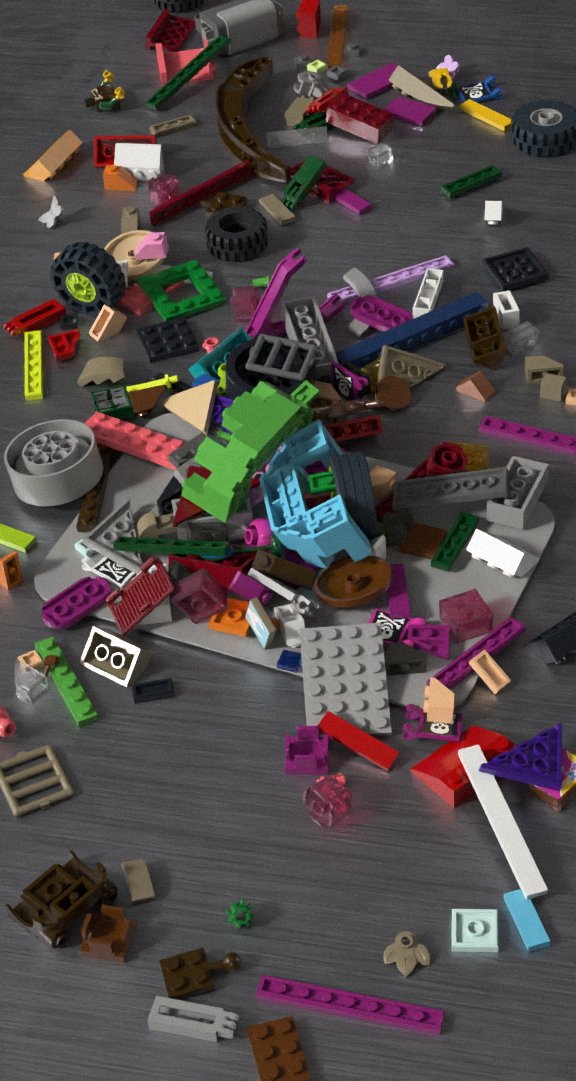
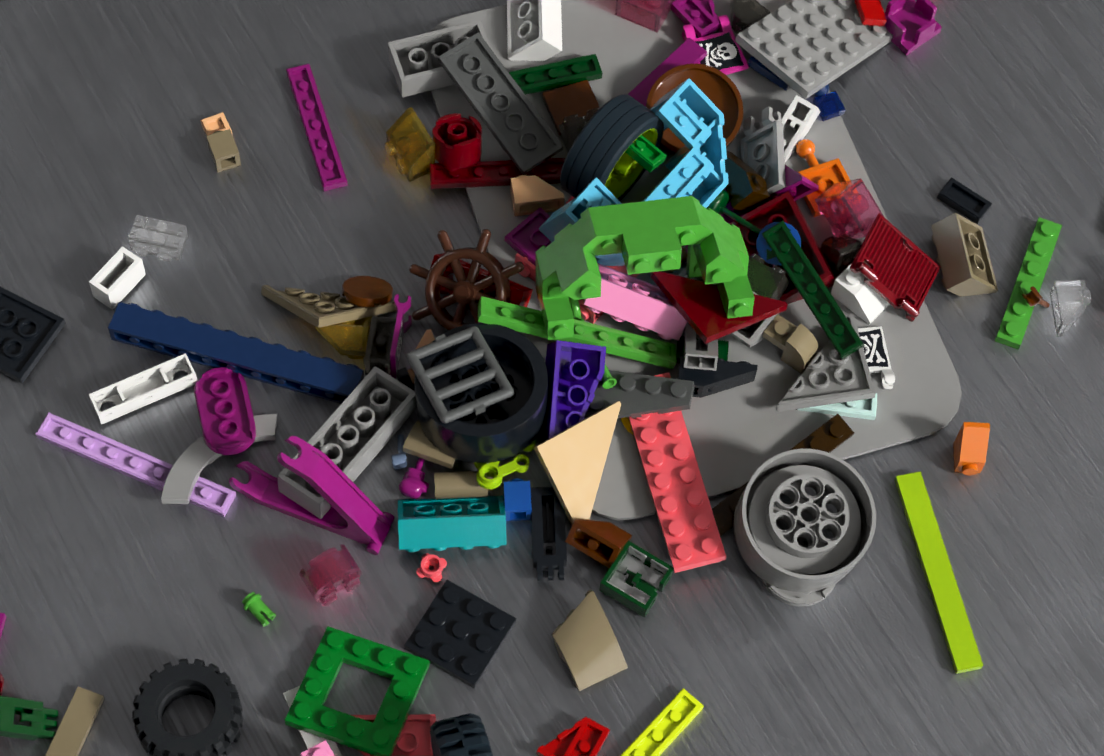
camera: 140 degrees left, 20 degrees up
(32, 659) = (1039, 334): light nougat tile -> none
(75, 602) = (940, 348): magenta tile -> none
(107, 323) = (502, 724): light nougat slope -> none
(166, 381) = (554, 541): neon yellow sword -> none
(260, 623) = (829, 133): tile -> none
(477, 387) = (280, 232): dark orange slope -> none
(485, 338) = (188, 263): dark brown slope -> none
(539, 365) = (201, 182): dark tan slope -> none

